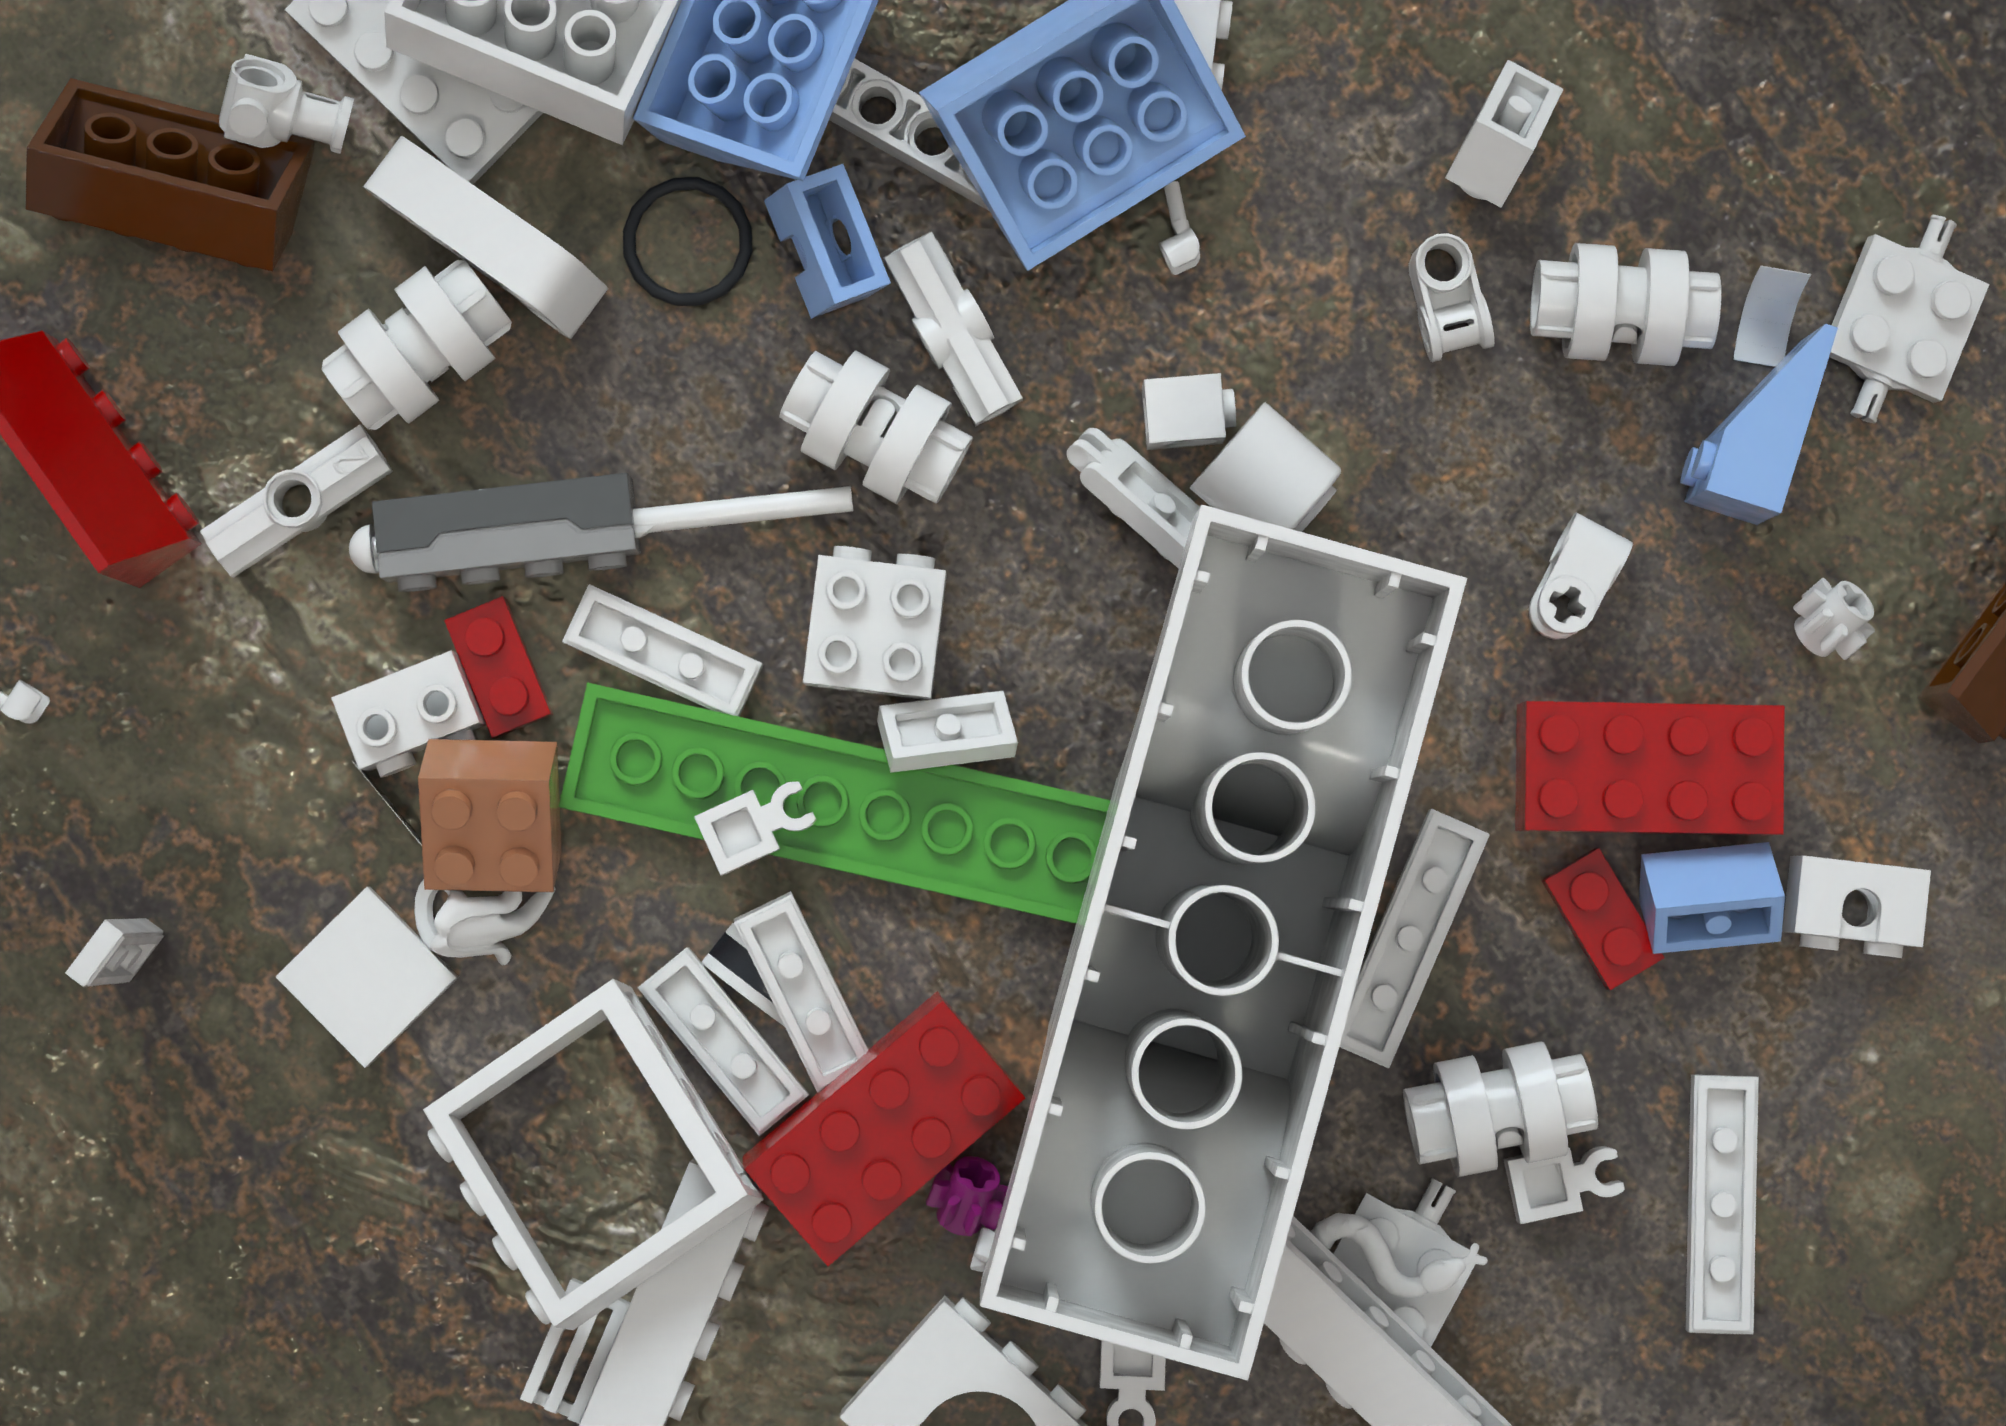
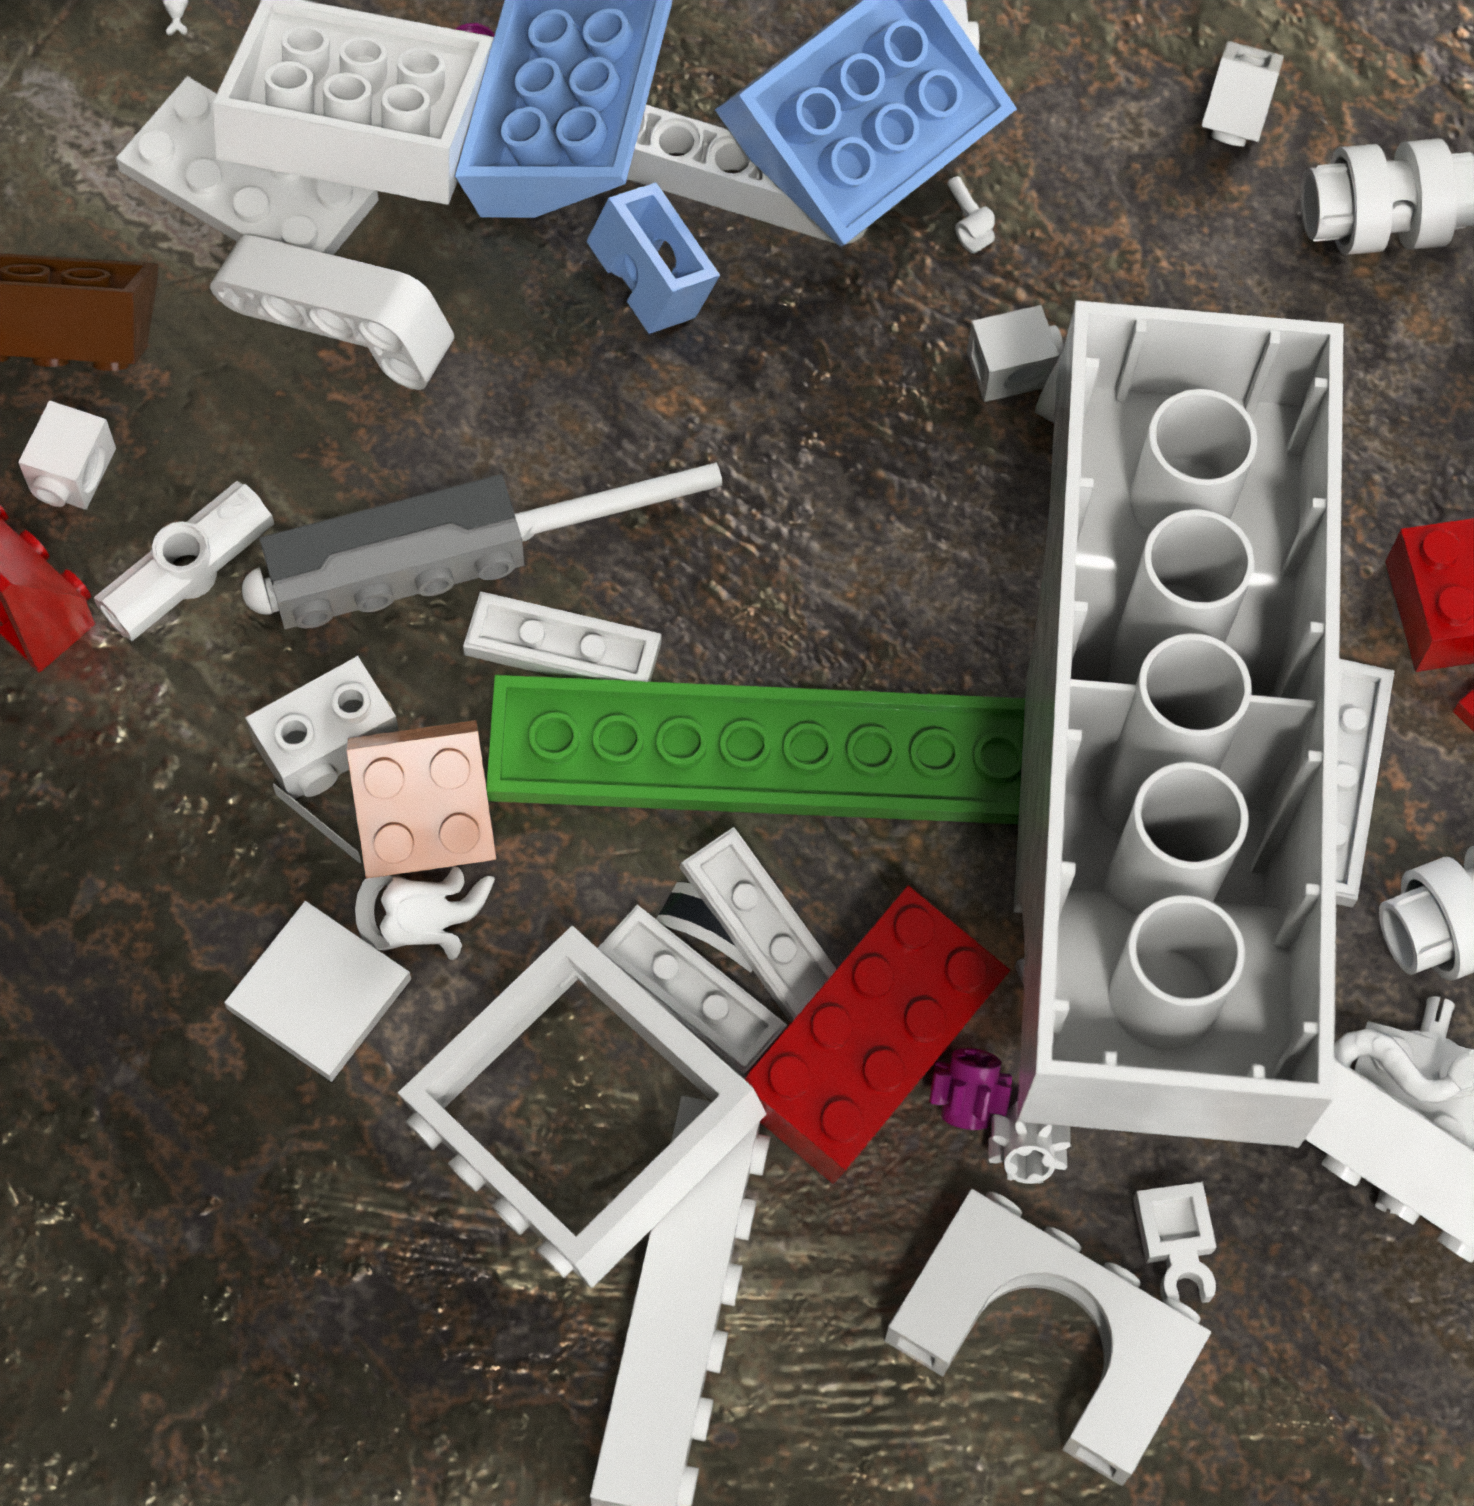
camera: 10 degrees left, 20 degrees down
(115, 952) = (58, 978): white tile -> none
(191, 362) = (67, 456): none -> white brick
(269, 105) = (117, 231): white connector -> none
(389, 365) = (262, 417): white piece -> none
(498, 667) = (405, 676): red plate -> none
(554, 1401) = (581, 1383): white tile -> none
(727, 282) = (527, 340): black piece -> none
(743, 829) = (678, 772): white plate -> none
(855, 416) = (707, 395): white piece -> none
(875, 624) = (765, 581): white brick -> none
(947, 731) = (854, 658): white plate -> none
(953, 329) = (784, 319): white piece -> none
(1134, 491) = (988, 431): white hinge -> none
(1450, 301) = (1230, 232): white piece -> none
(1581, 568) = (1411, 437): white piece -> none

